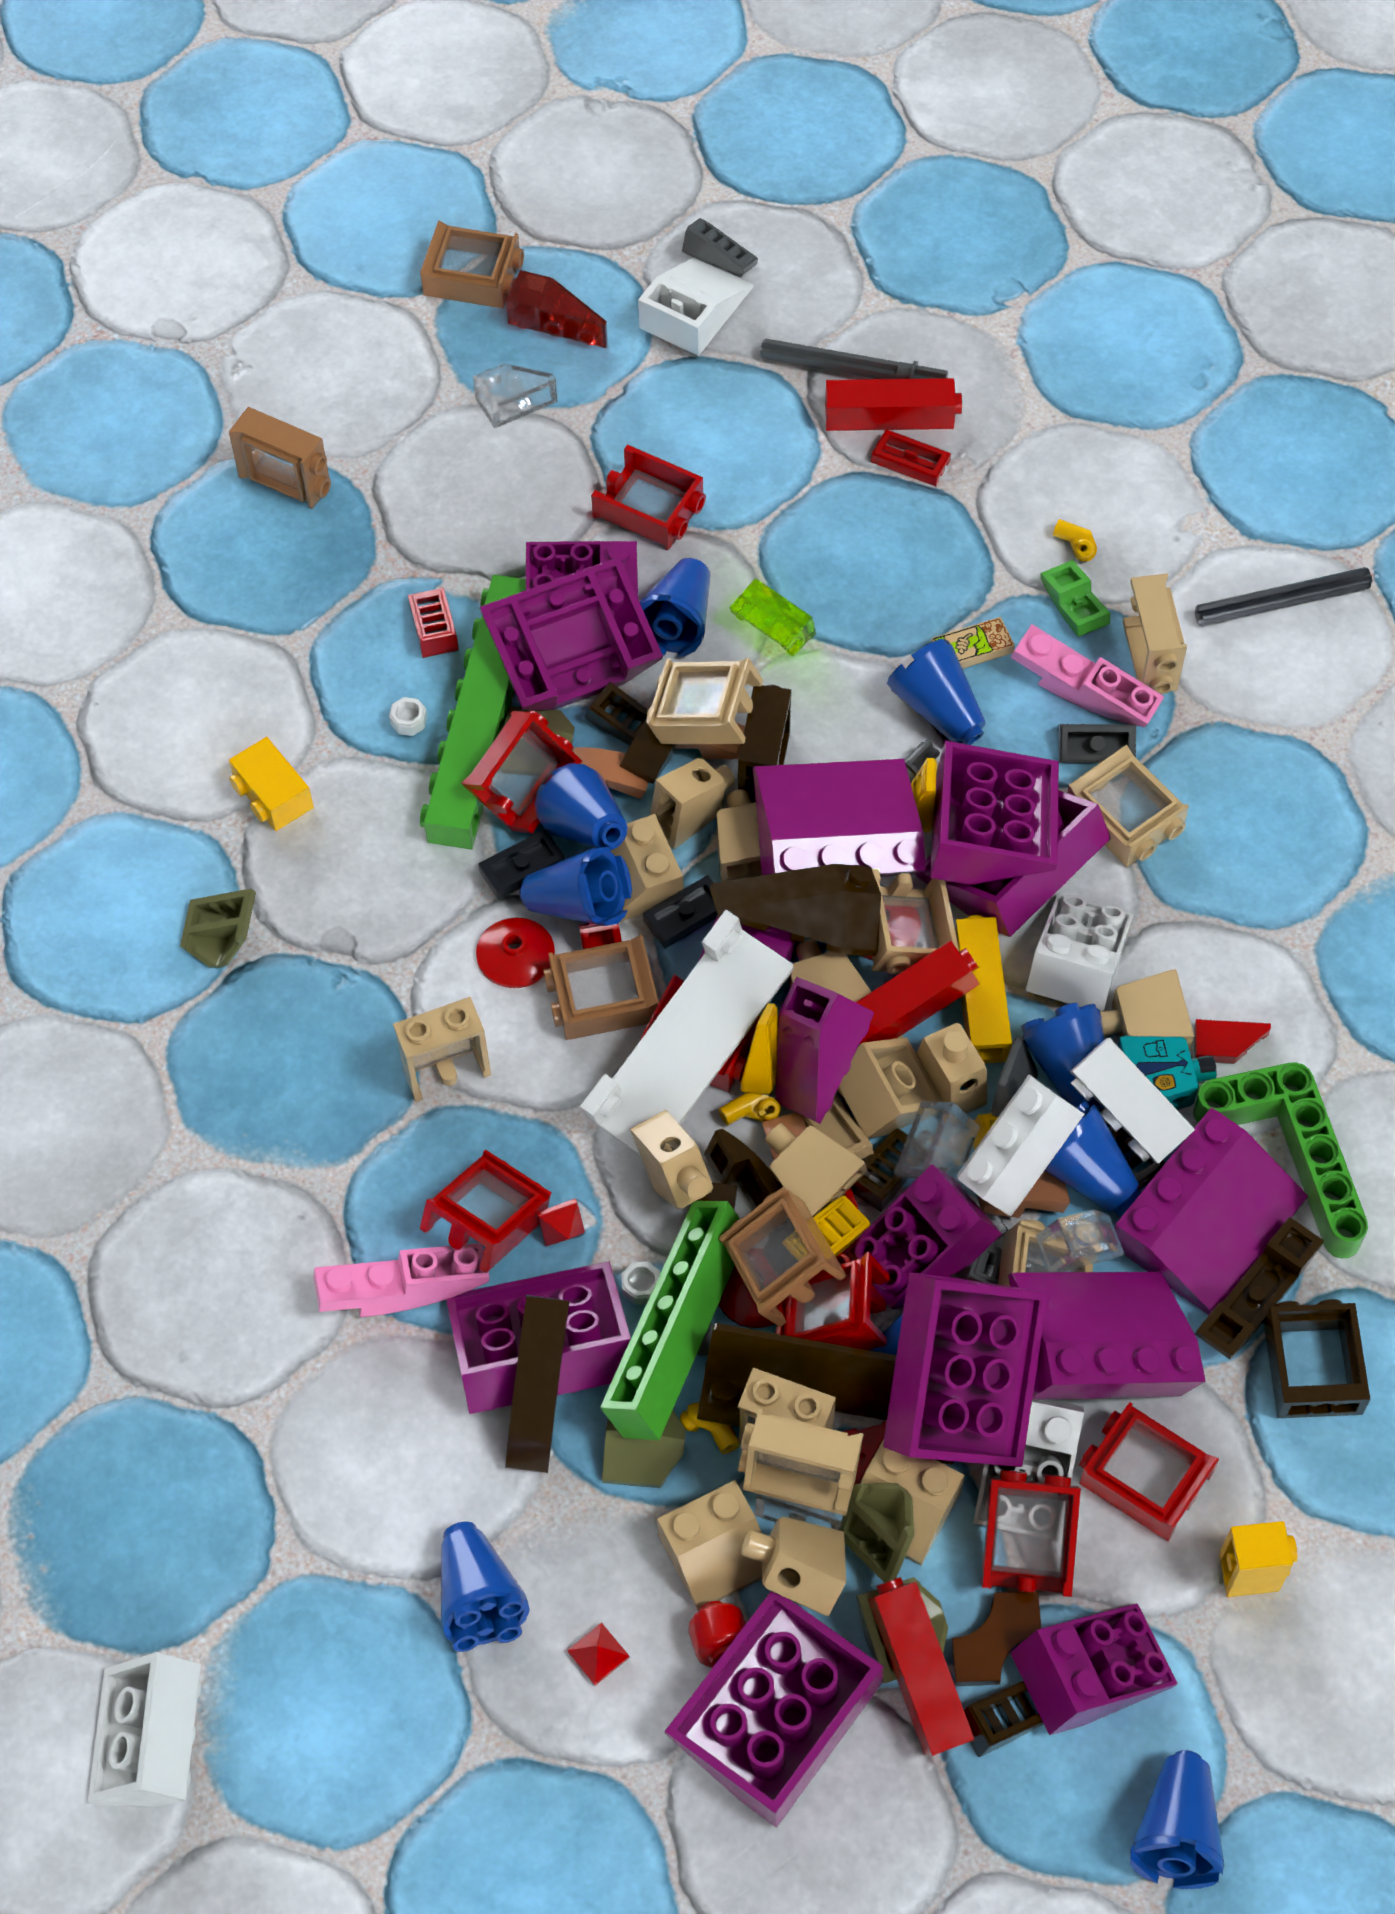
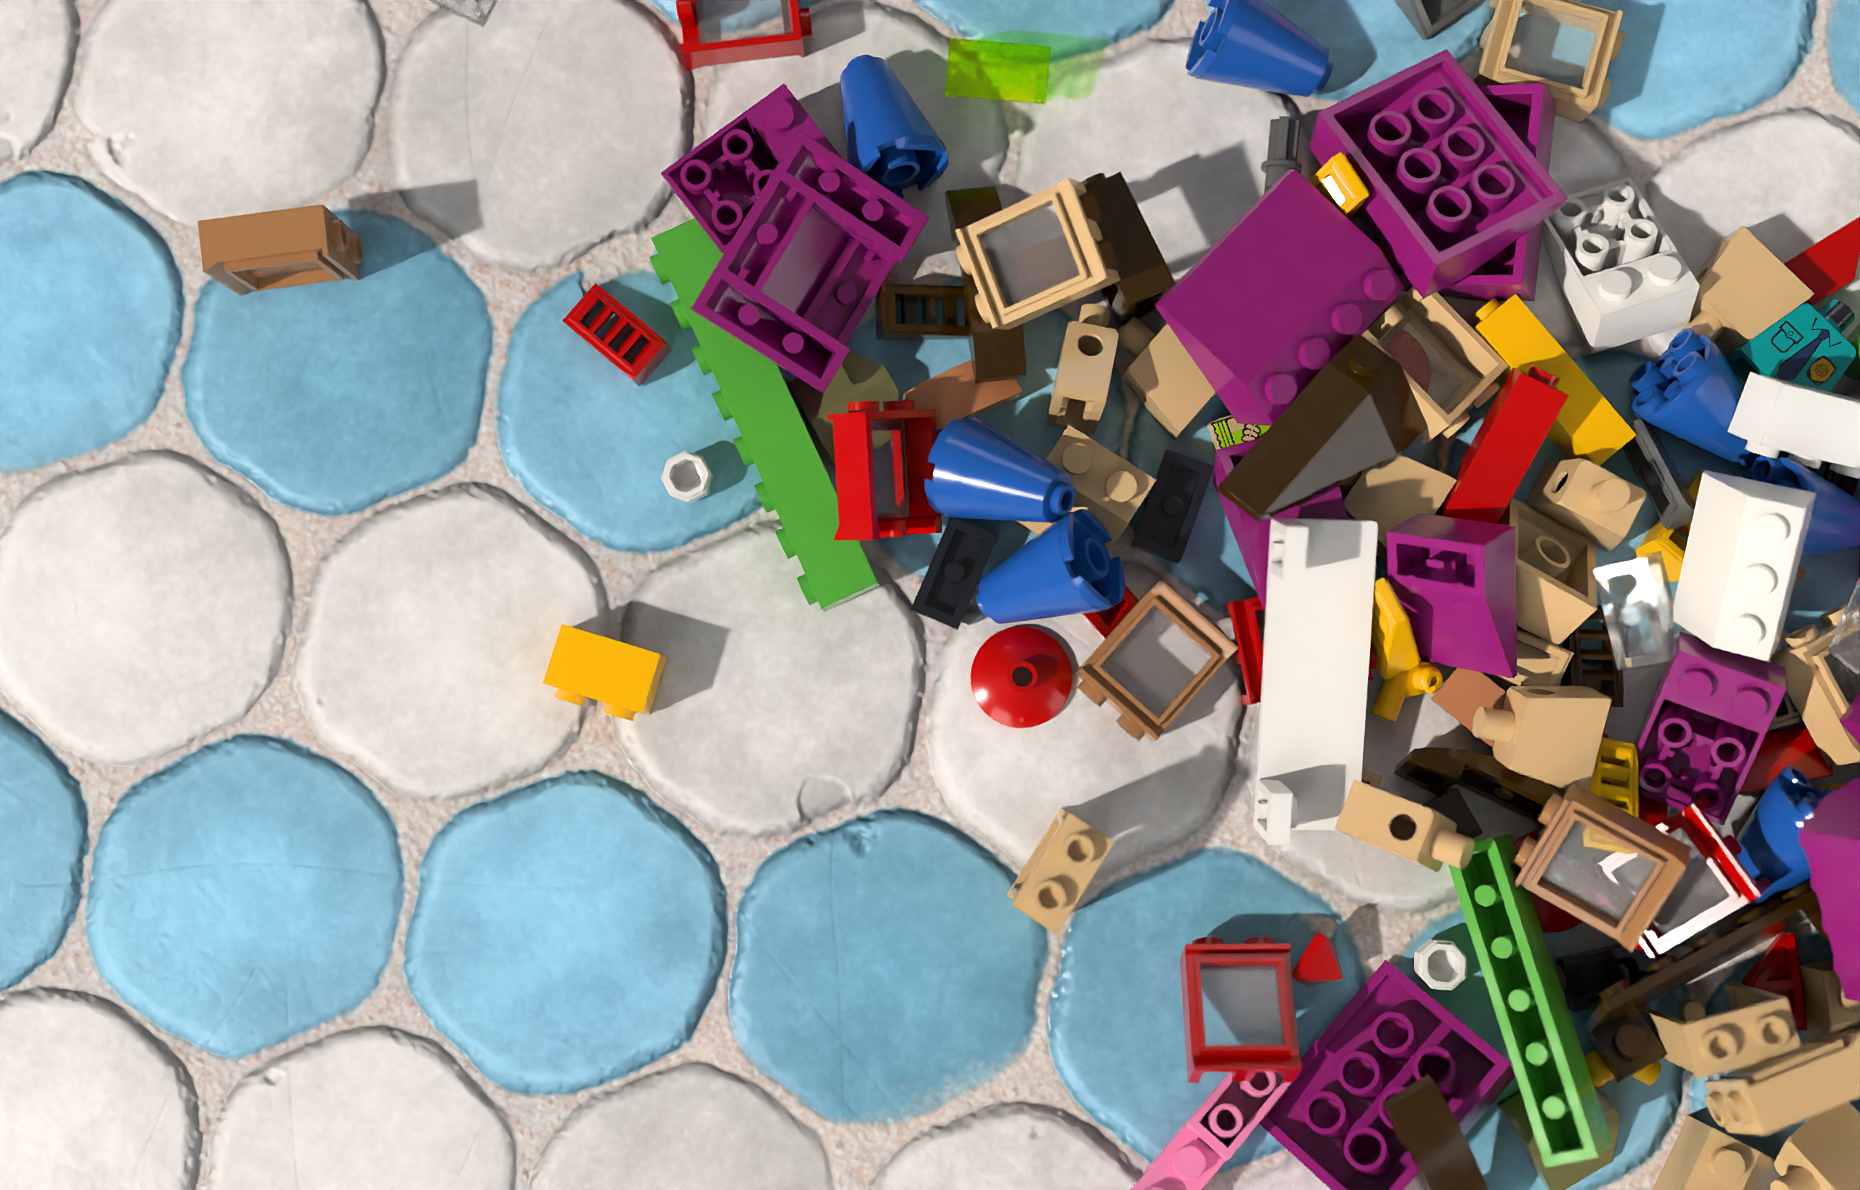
camera: 35 degrees left, 25 degrees up
(217, 926) = (688, 881): olive slope -> none

